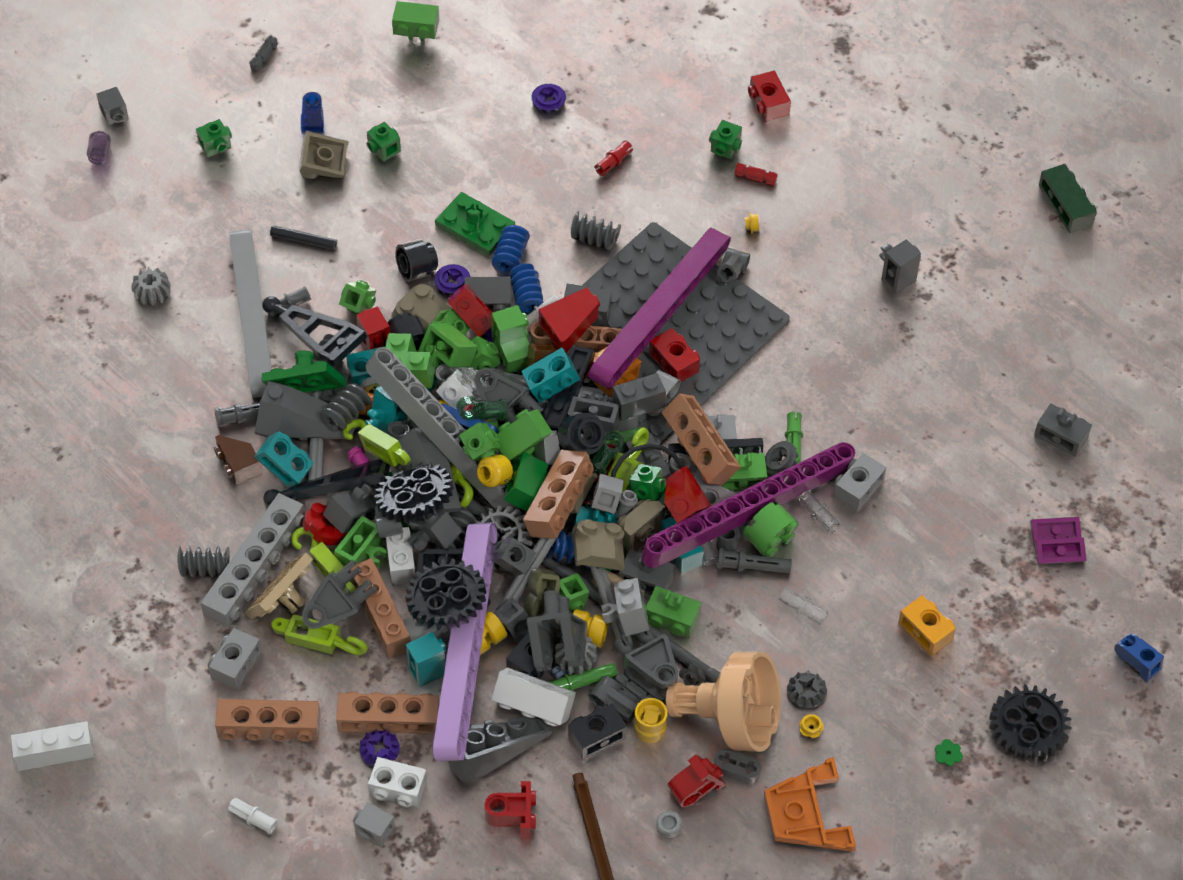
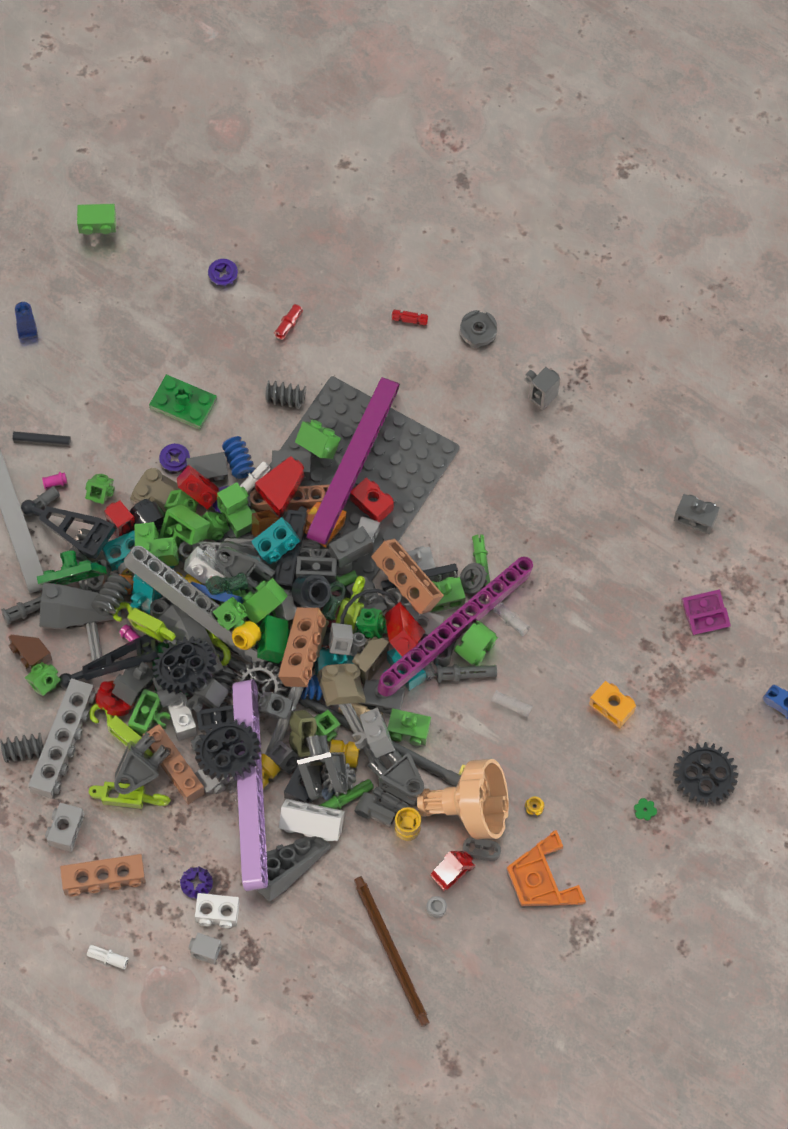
camera: 10 degrees left, 10 degrees up
(246, 489) = (43, 678): none -> bright green brick
(281, 464) = (68, 651): teal brick -> none
(281, 589) = (90, 761): tan plate -> none
(310, 282) = (55, 480): none -> dark pink pin
(322, 156) = (42, 360): dark tan slope -> none
(383, 141) = (91, 338): green brick -> none
(398, 721) = (209, 857): nougat brick -> none
(416, 260) = (141, 446): black piece -> none
(426, 658) = (220, 803): teal brick -> none
(510, 249) = (217, 423): blue piece -> none
(515, 810) = (315, 917): red pin -> none
(591, 742) = (360, 849): black brick -> none
(623, 279) = (318, 439): none -> bright green brick
(697, 673) = (434, 780): dark grey plate -> none
(726, 139) = (380, 290): green brick -> none
(733, 263) = (405, 407): dark grey piece -> none
(752, 223) = (414, 364): yellow plate -> none
(769, 96) = (406, 232): red brick -> none
(810, 698) = (530, 782): dark grey gear -> none
(834, 206) = (478, 338): none -> dark grey plate
(857, 493) = (535, 597): light grey brick -> none
(1067, 198) = (671, 299): dark green brick -> none

